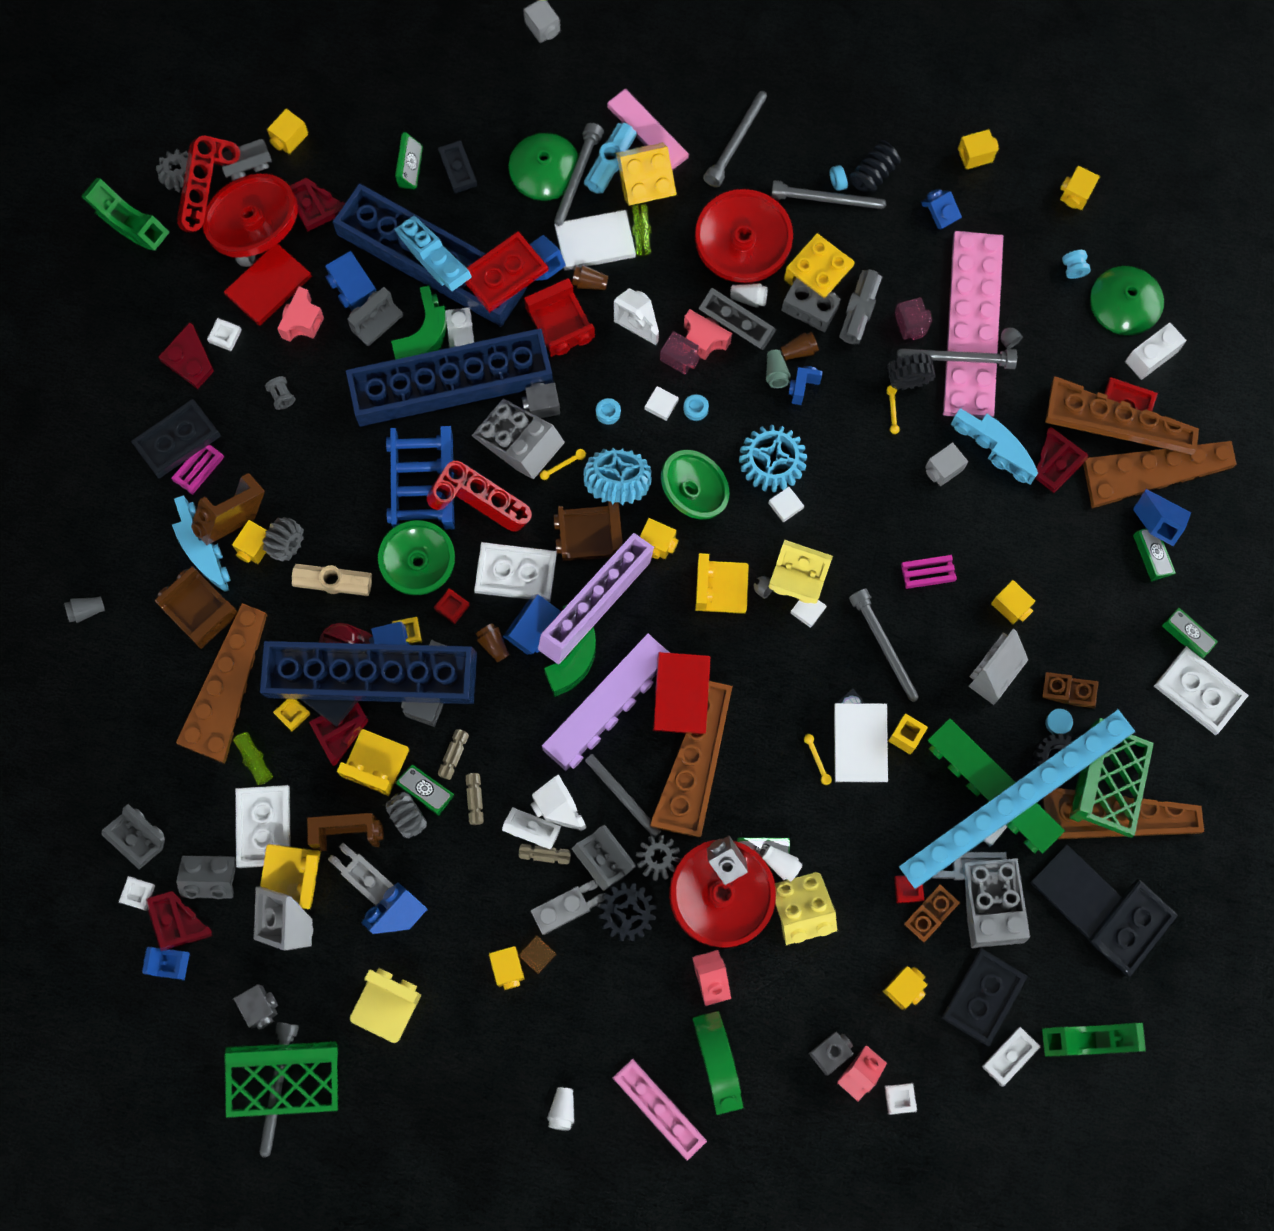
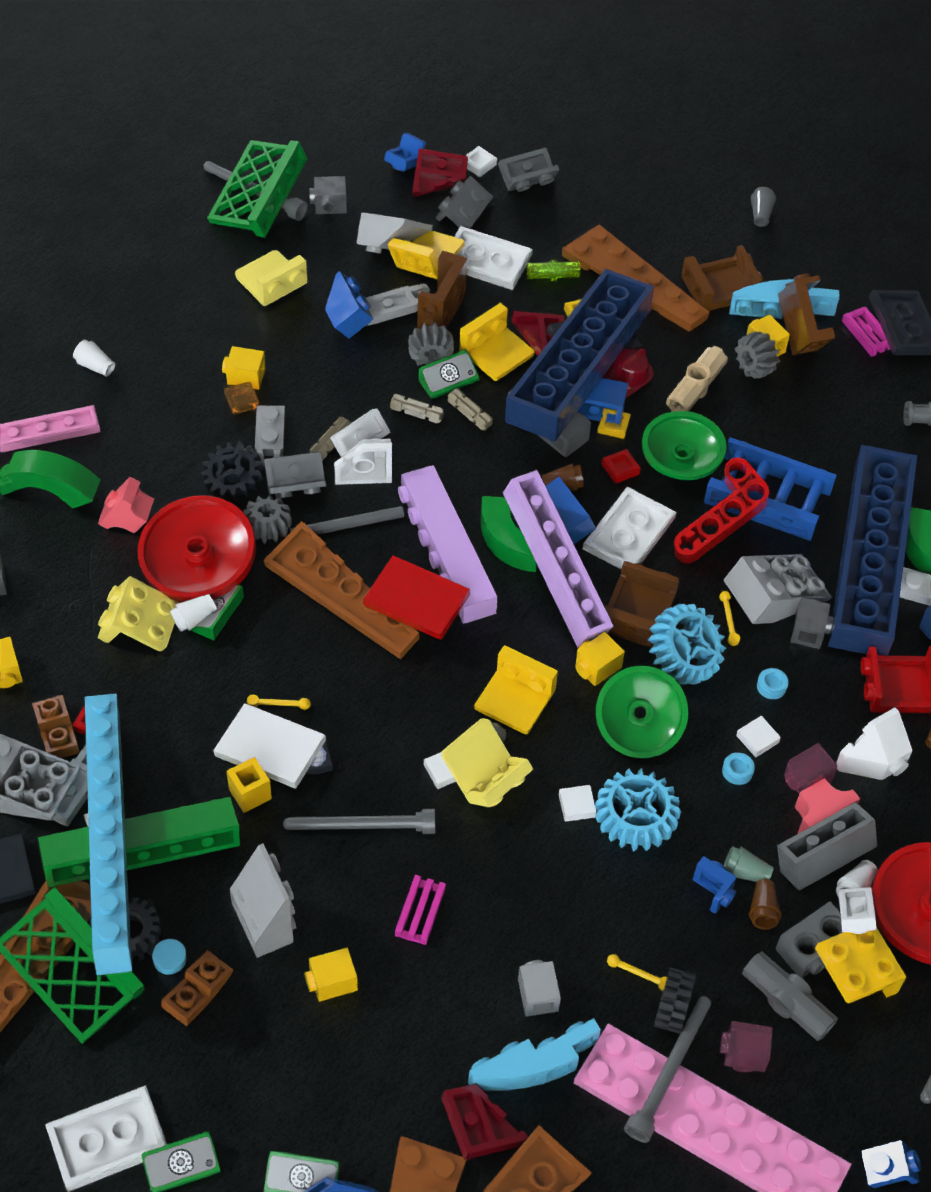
camera: 115 degrees right, 20 degrees down
(726, 860) = (223, 553): flat silver brick -> none
(786, 277) = (857, 910): none -> white plate
(1010, 337) = (671, 1155): dark grey hinge -> none

